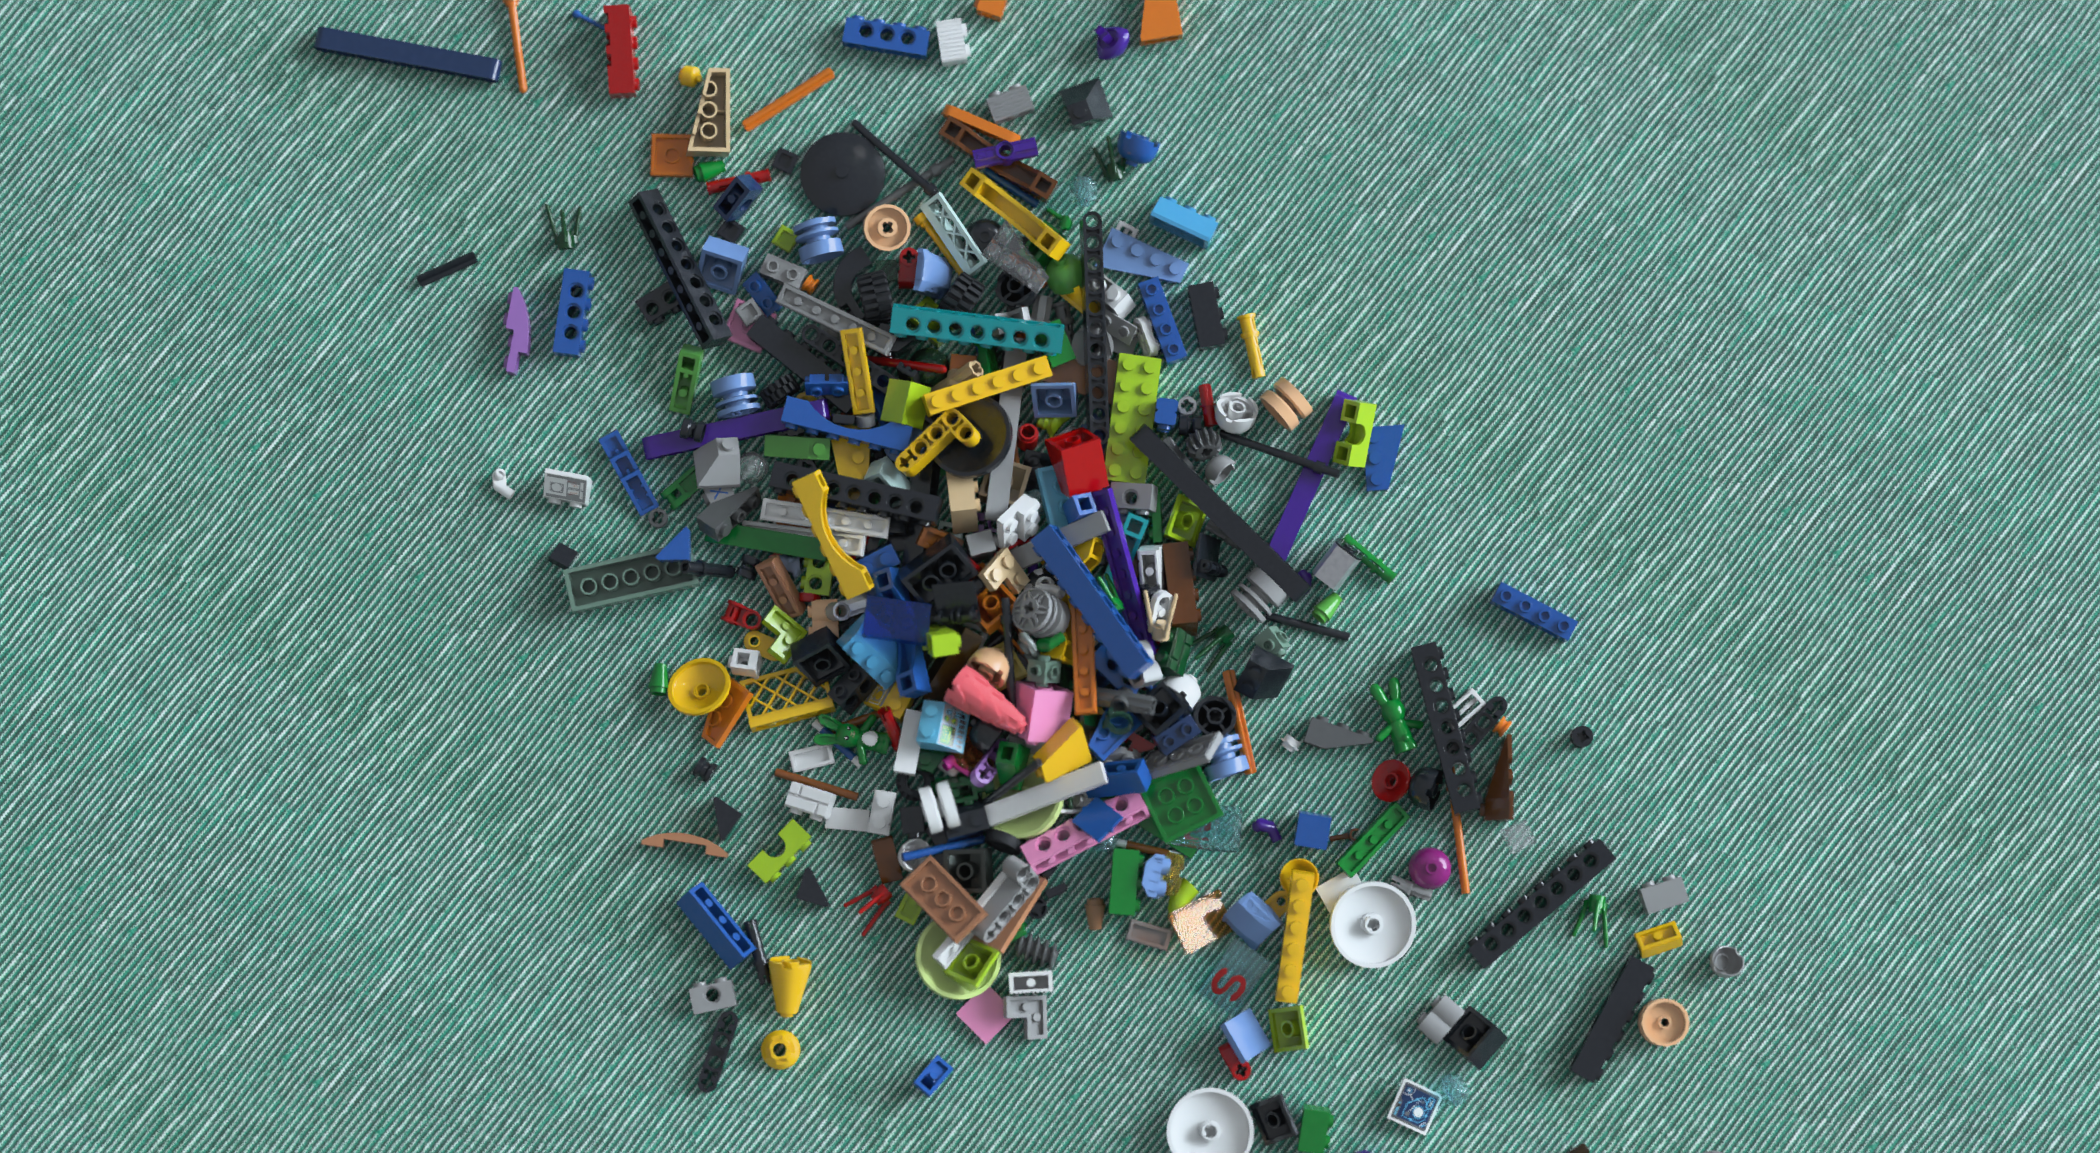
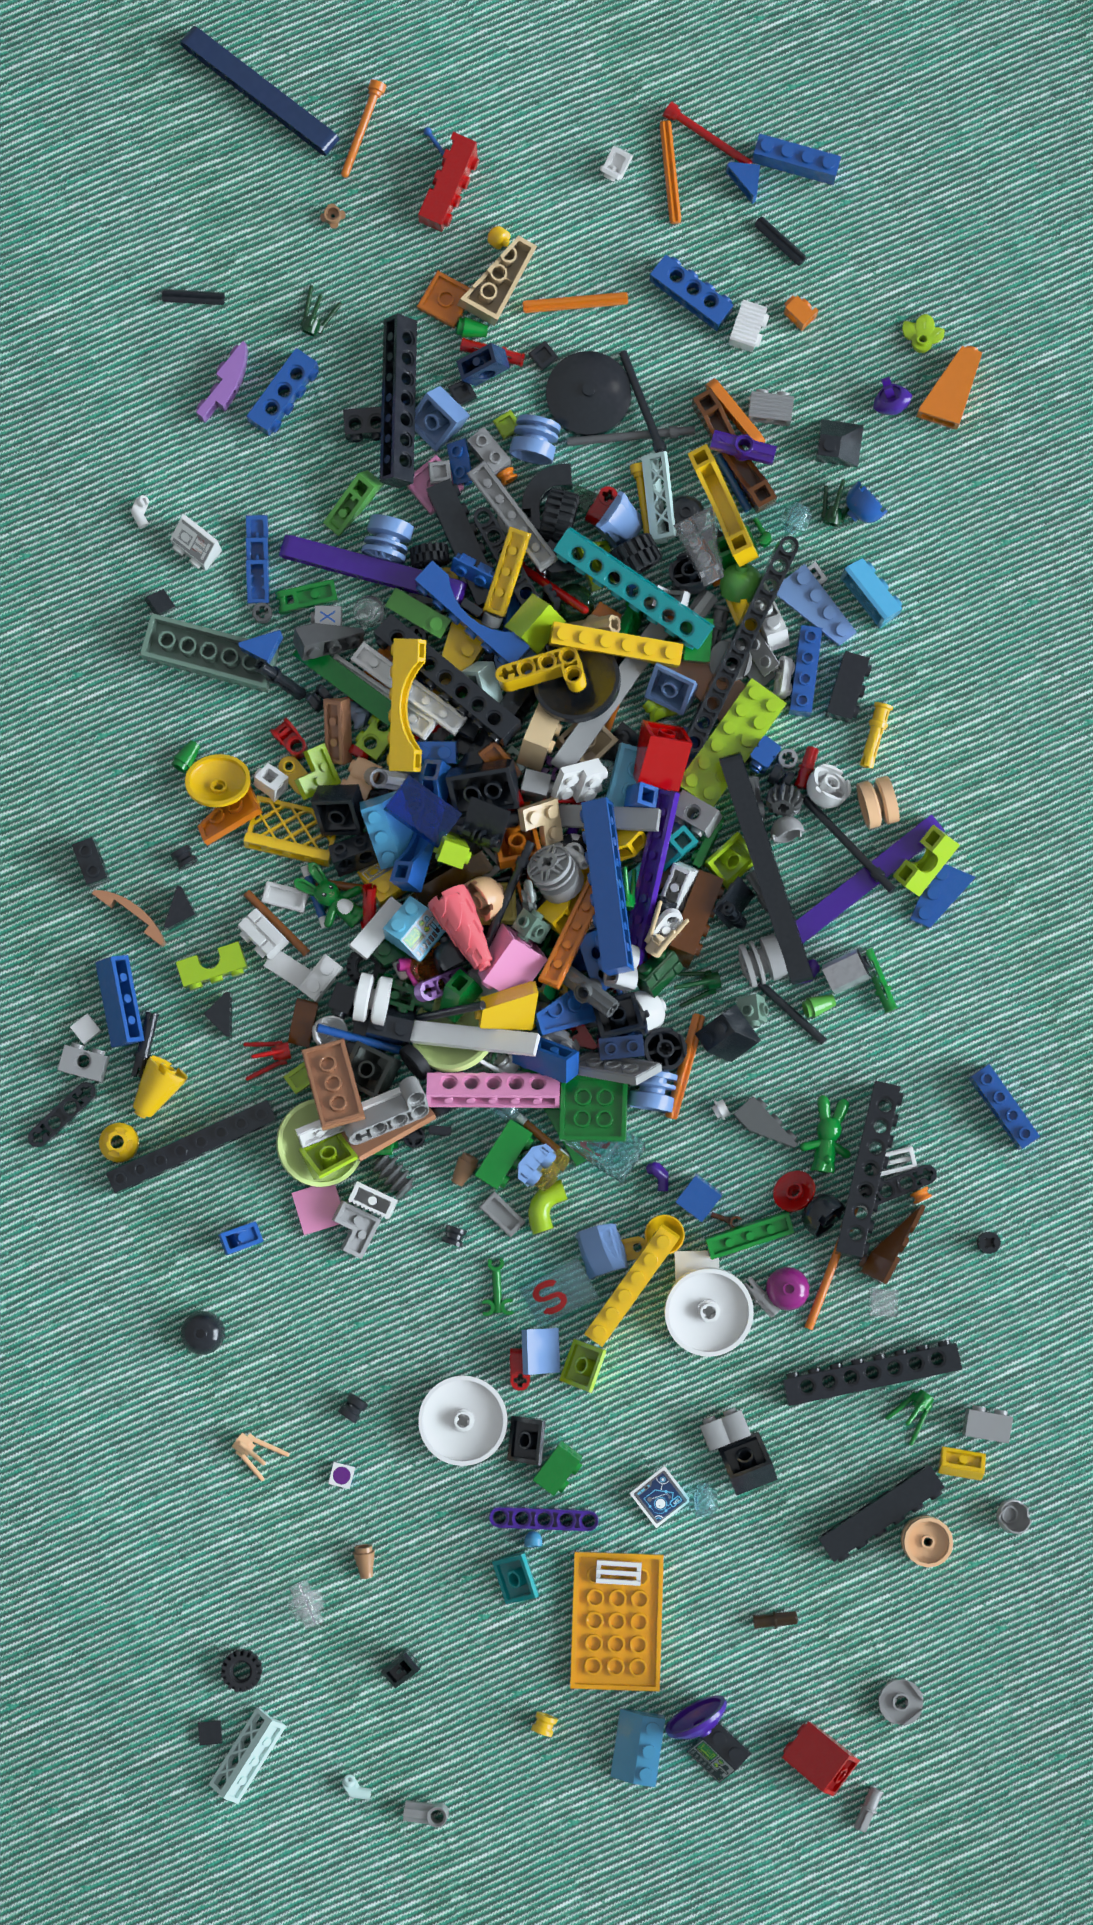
camera: 30 degrees right, 0 degrees up
(528, 128) = (330, 210): none -> medium nougat plate
(625, 817) = (91, 862): none -> black brick
(693, 430) = (333, 549): black wheel -> none
(698, 965) = (85, 1028): none -> white tile
(718, 464) = (339, 591): light grey slope -> none
(847, 1019) = (192, 1147): none -> black brick
(898, 232) = (602, 446): light nougat wheel -> none
(1027, 437) = (629, 711): red brick -> none
(1049, 643) = (547, 904): green arm -> none
(1097, 819) = (509, 1085): blue piece -> none
(1111, 714) = (563, 1003): piece -> none
(1117, 975) = (454, 1236): none -> black wheel
(1186, 1015) = (497, 1305): none -> green bar
(1200, 922) = (553, 1227): clear orange piece -> none

